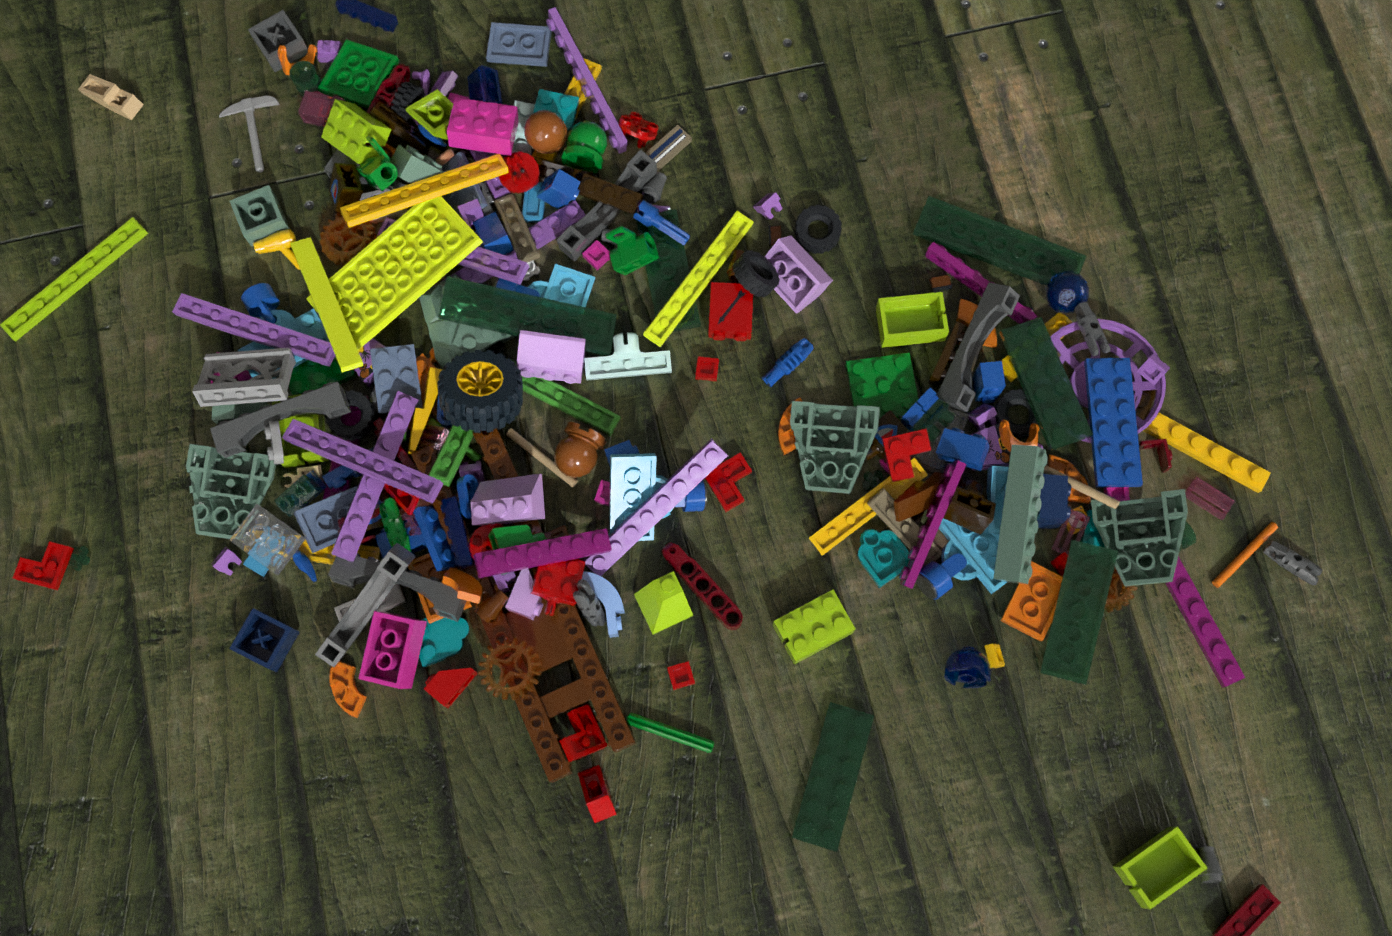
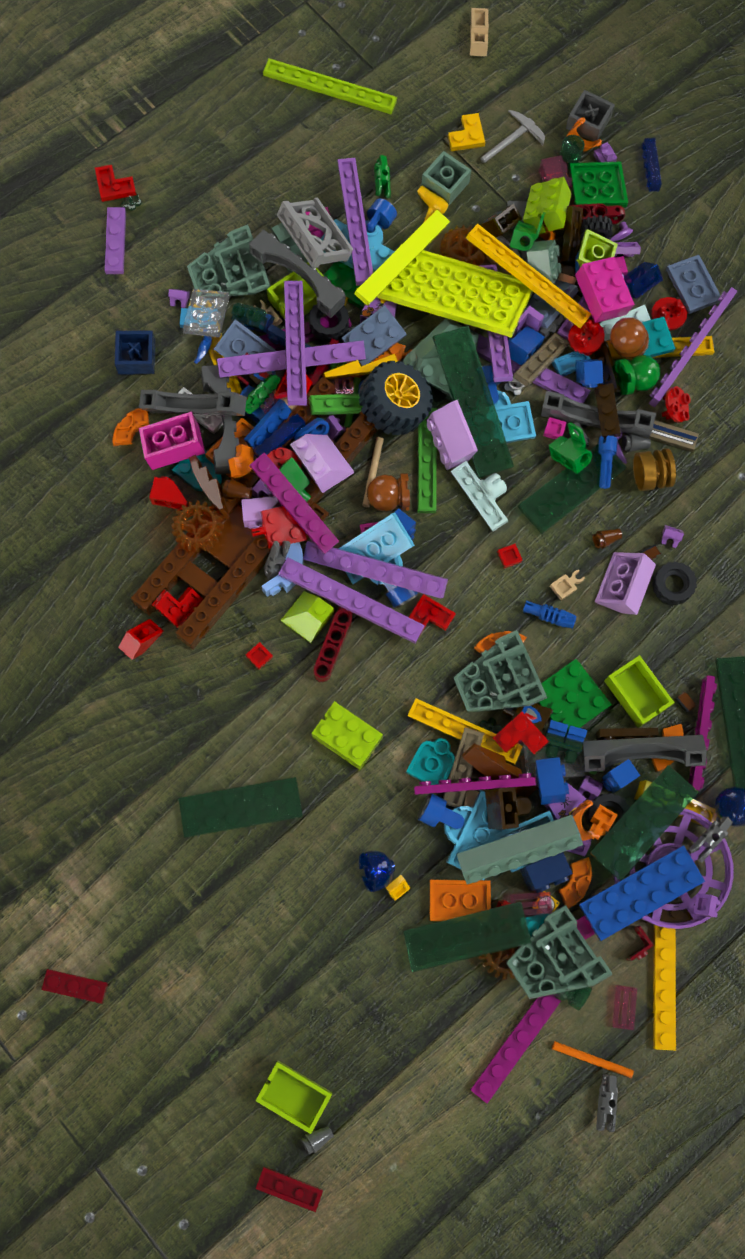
camera: 55 degrees right, 0 degrees up
(114, 598) = (115, 240): none -> medium lavender plate
(217, 278) = (382, 177): none -> green hinge
(225, 169) = (470, 136): none -> yellow plate
(275, 452) = (283, 274): light grey plate -> none
(474, 633) = (210, 486): none -> slope
(535, 74) = (675, 309): none -> red plate
(670, 732) = (212, 667): green axle -> none
(673, 549) = (351, 600): none -> medium lavender plate
(695, 184) = (654, 469): none -> pearl gold wheel
(698, 279) = (579, 512): neon yellow tile -> none
(730, 312) = (566, 550): red brick -> none
(756, 273) = (596, 549): black tyre -> none
(766, 332) = (566, 586): none -> tan plate
(1025, 419) = (601, 821): none -> orange plate
(1083, 488) = (572, 886): tan bar -> none

